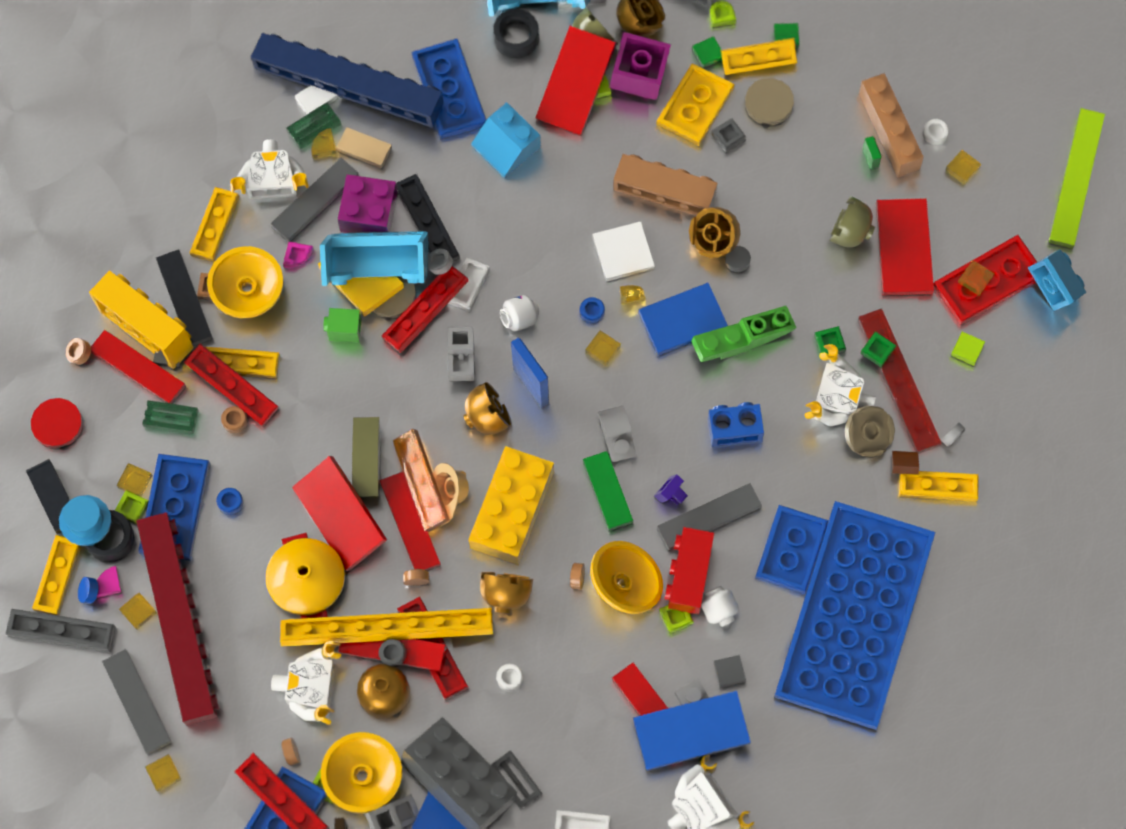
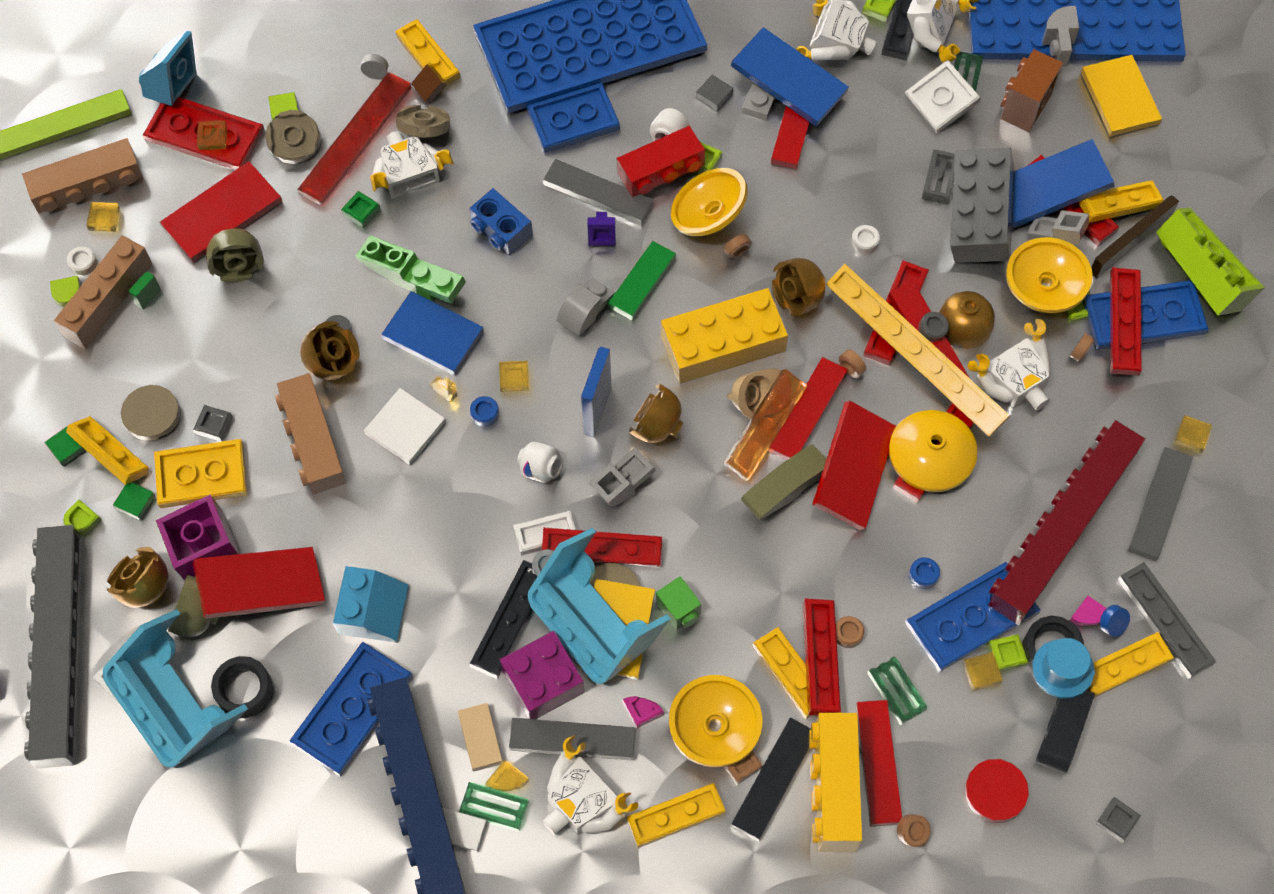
camera: 130 degrees left, 5 degrees down
(137, 611) = (1088, 569): clear yellow tile -> none
(878, 349) = (340, 163): green tile -> none
(916, 106) = (64, 289): none -> lime tile
(932, 335) = (293, 136): none -> dark tan tile
(1008, 171) = (82, 176): none -> medium nougat brick

